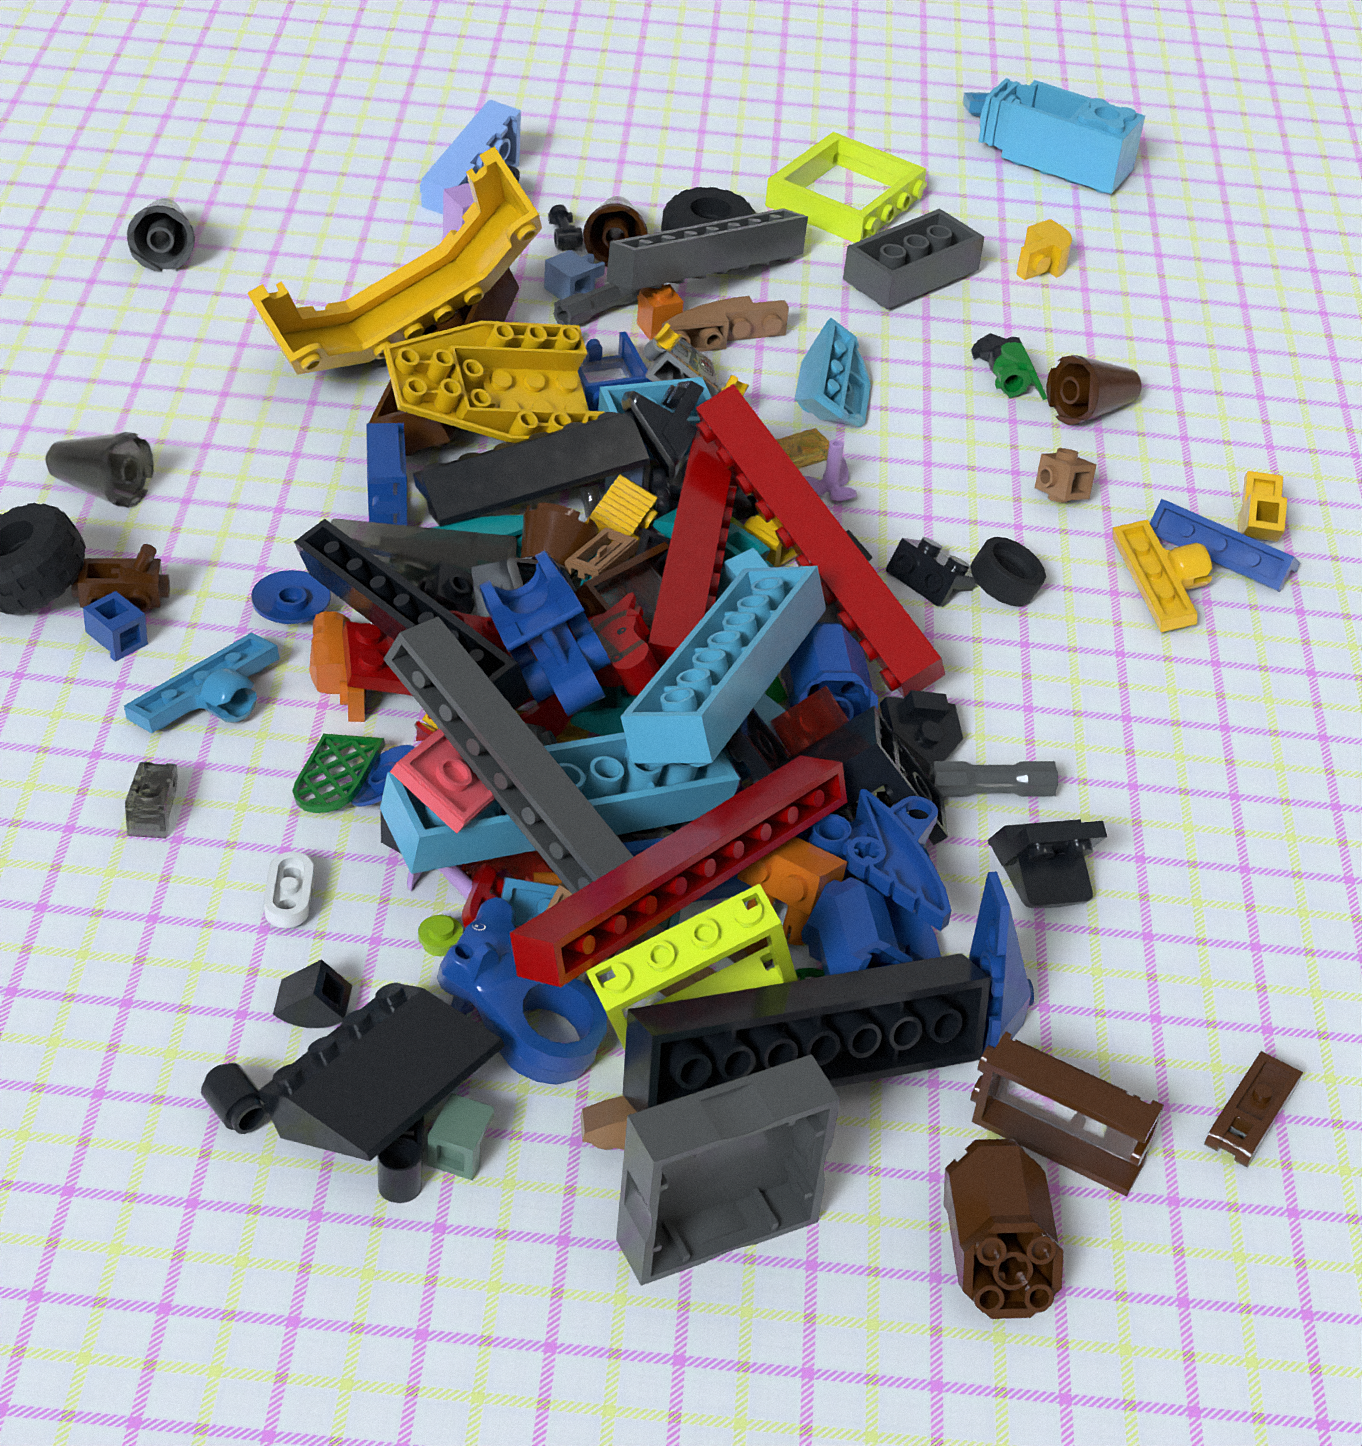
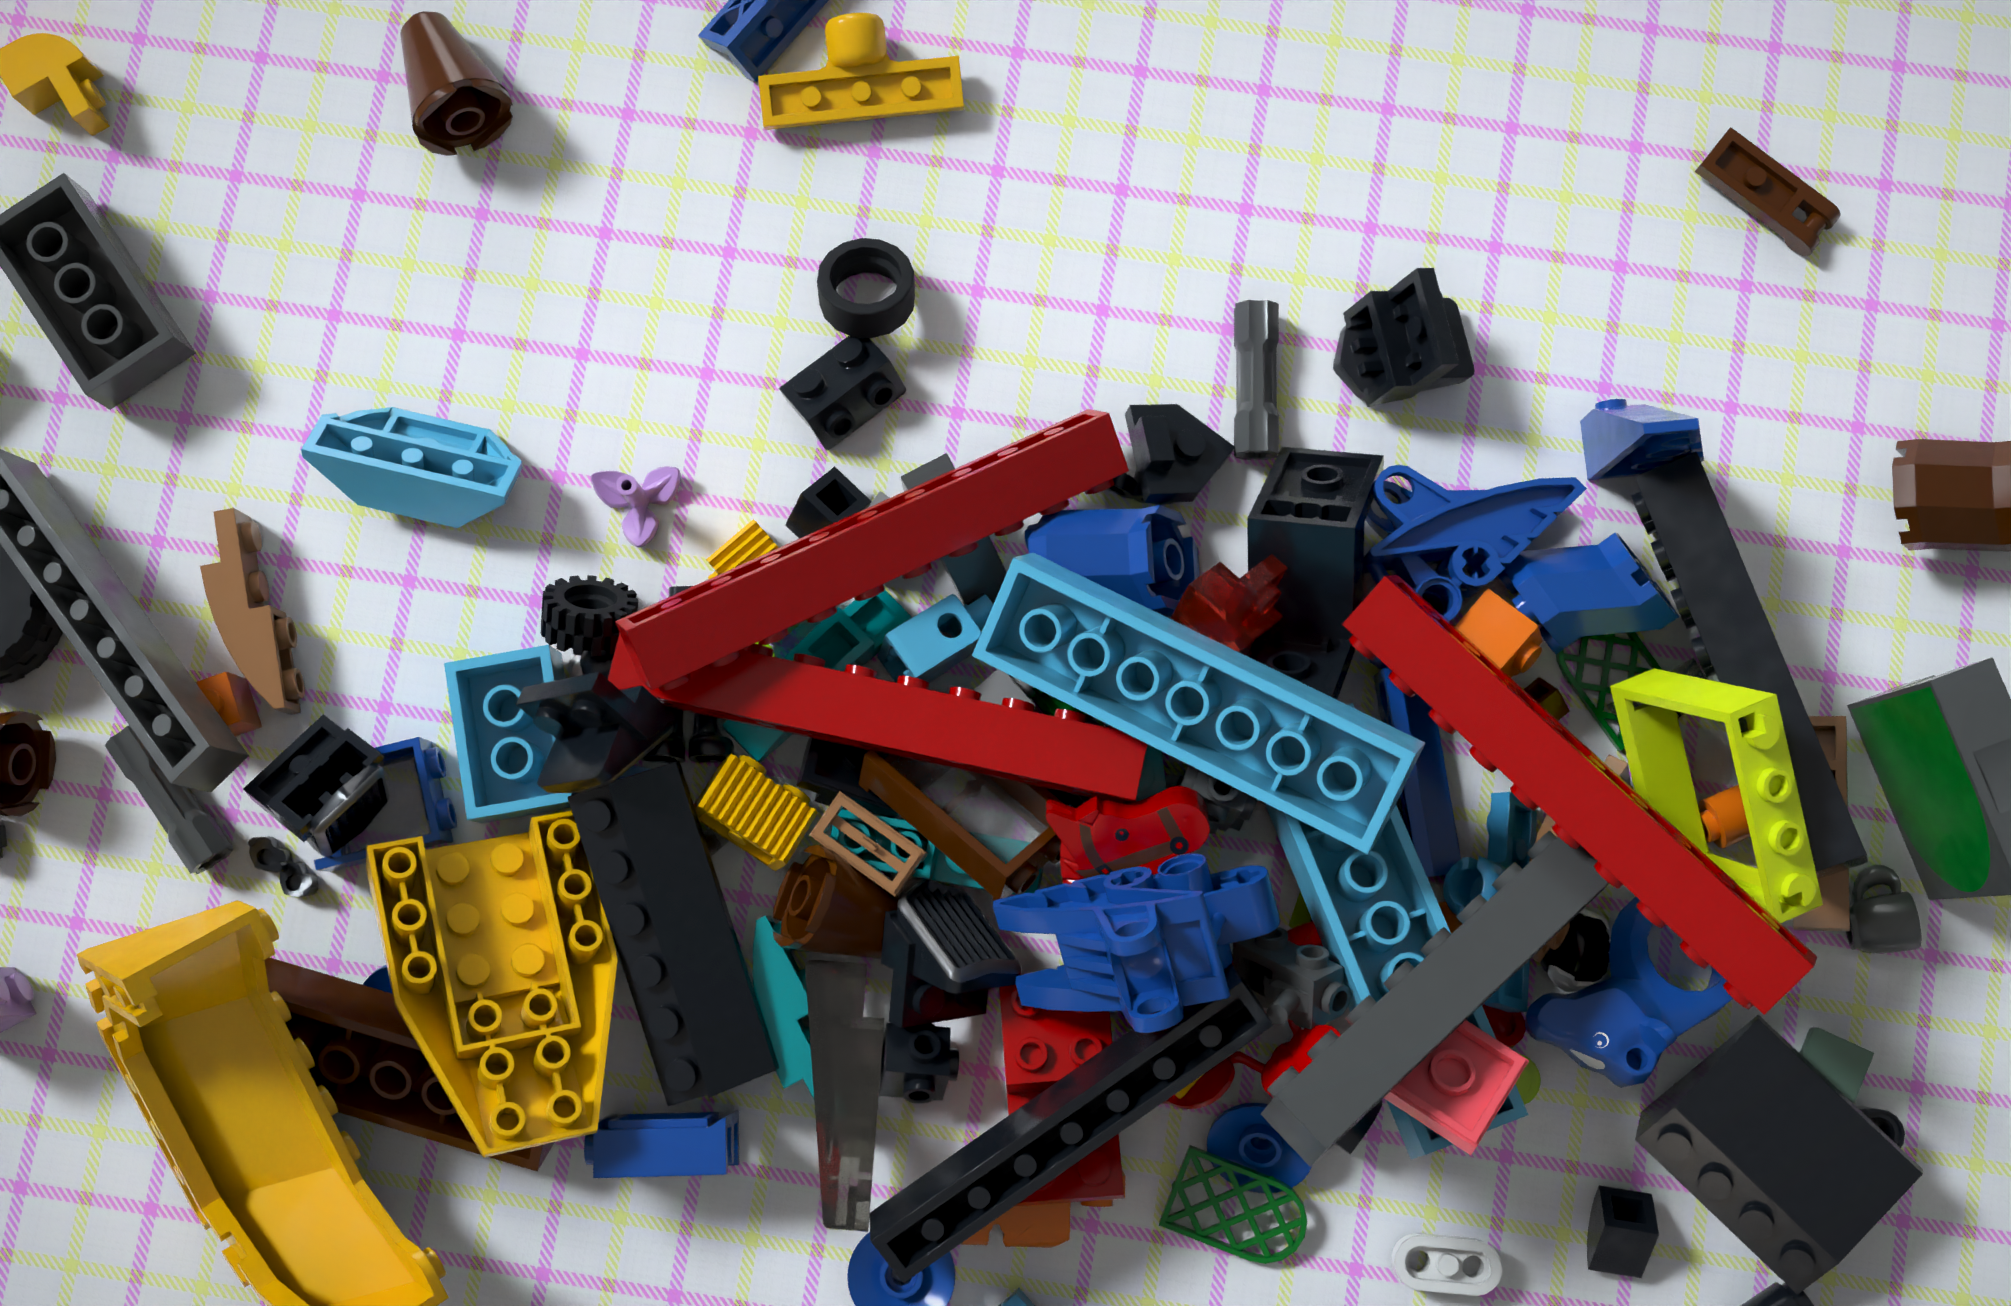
camera: 80 degrees left, 40 degrees up
(571, 274) = (105, 840): light blue brick -> none
(591, 1182) = (1883, 921): none -> dark grey piece
(610, 331) = (323, 786): none -> black piece
(677, 359) = (401, 683): light grey torso -> none
(805, 447) = (559, 536): clear yellow plate -> none
(1008, 363) = (367, 195): green animal -> none
(1058, 477) = (657, 169): medium nougat brick -> none
(1064, 1113) = (1815, 399): reddish brown door -> none

